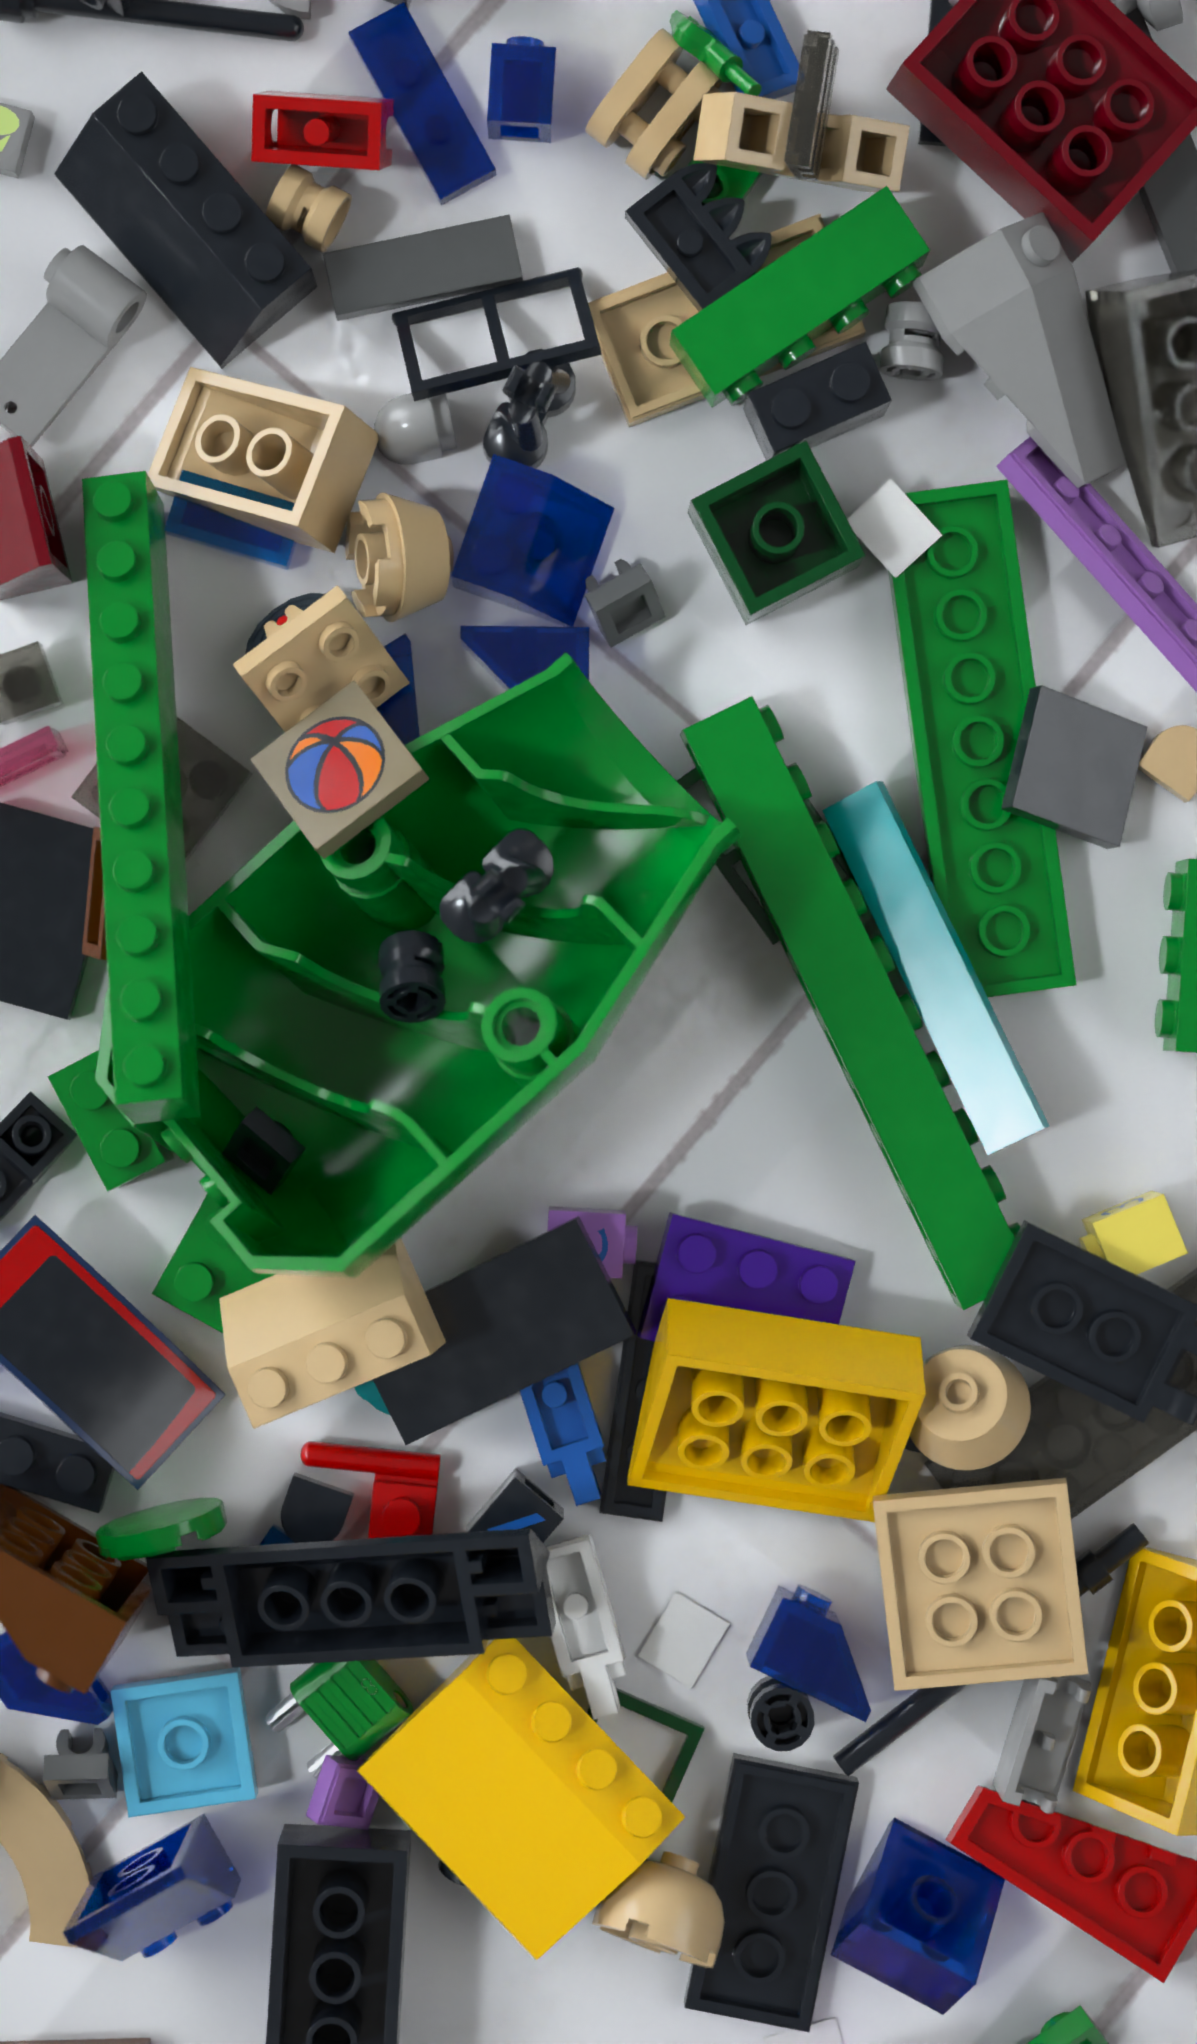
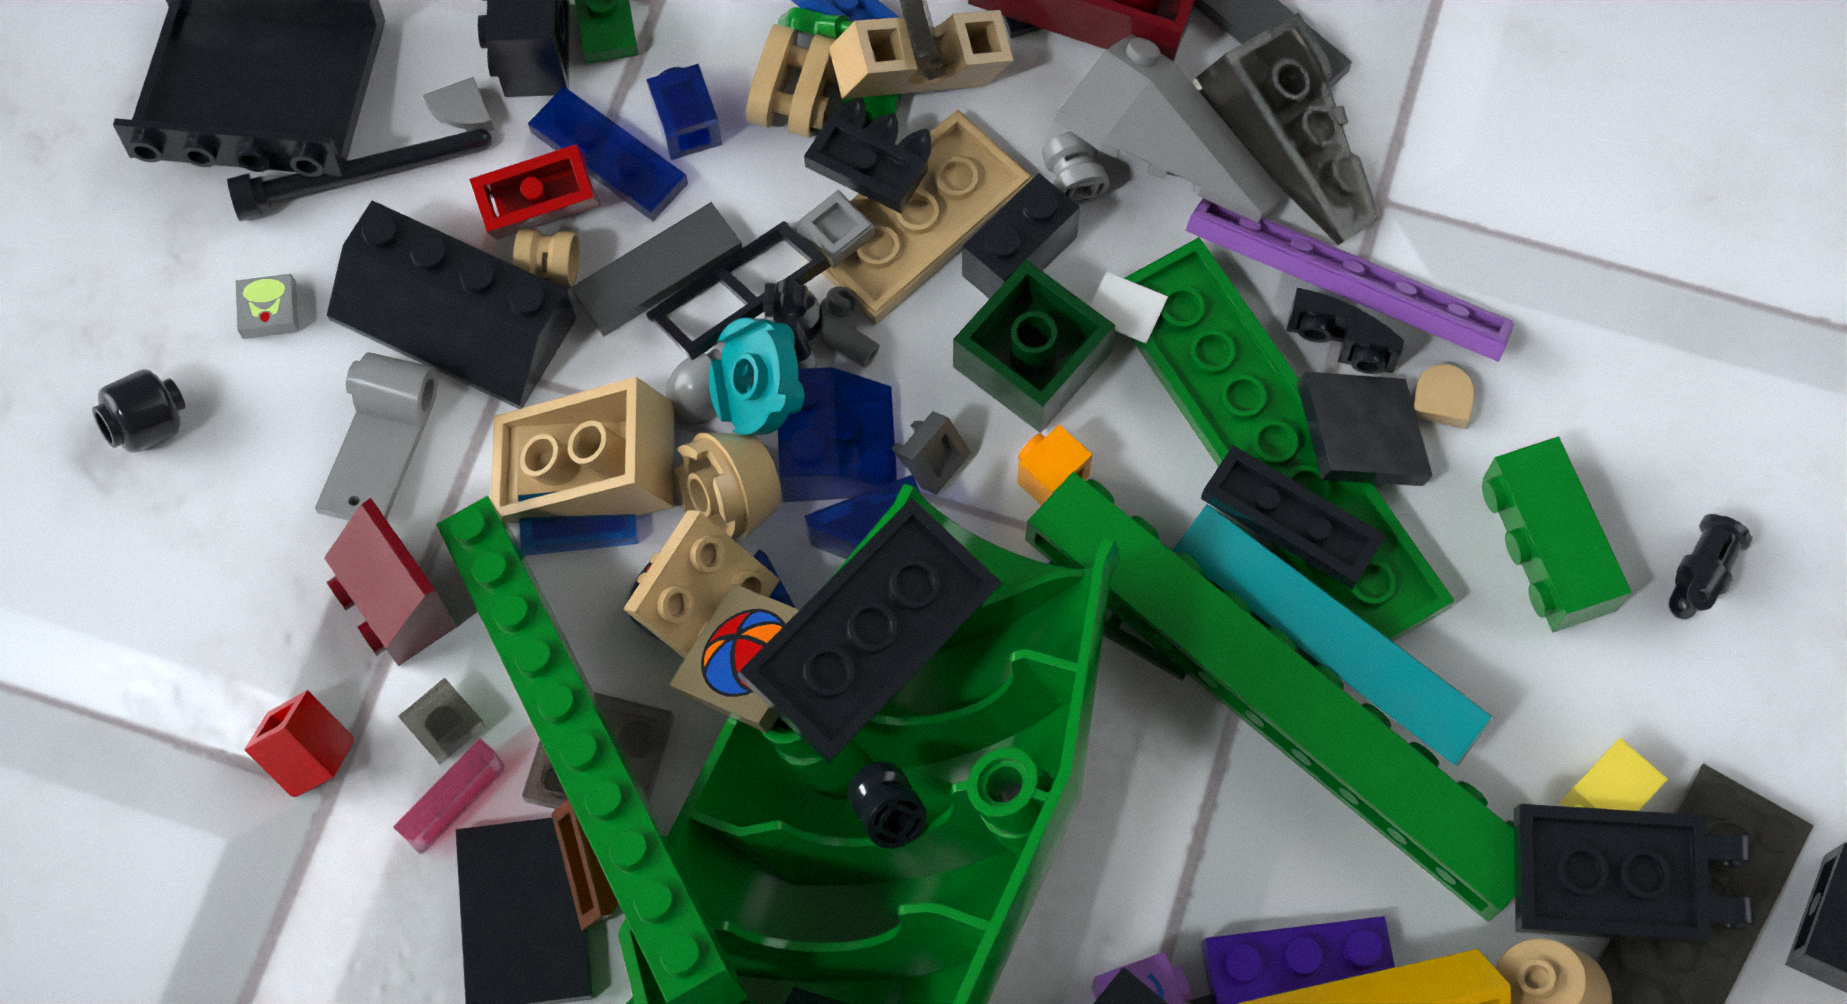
camera: 20 degrees left, 20 degrees down
(463, 803) = (869, 630): none -> black plate
(477, 487) = (768, 354): none -> teal plate
(482, 904) = (918, 719): black piece -> none
(588, 418) = (839, 327): none -> dark grey arm
(627, 306) = (836, 228): none -> light grey tile
(739, 670) = (1049, 461): none -> light orange plate
(800, 298) = (970, 168): green brick -> none
(953, 835) = (1293, 517): none -> black plate
(1122, 668) = (1364, 339): none -> black slope

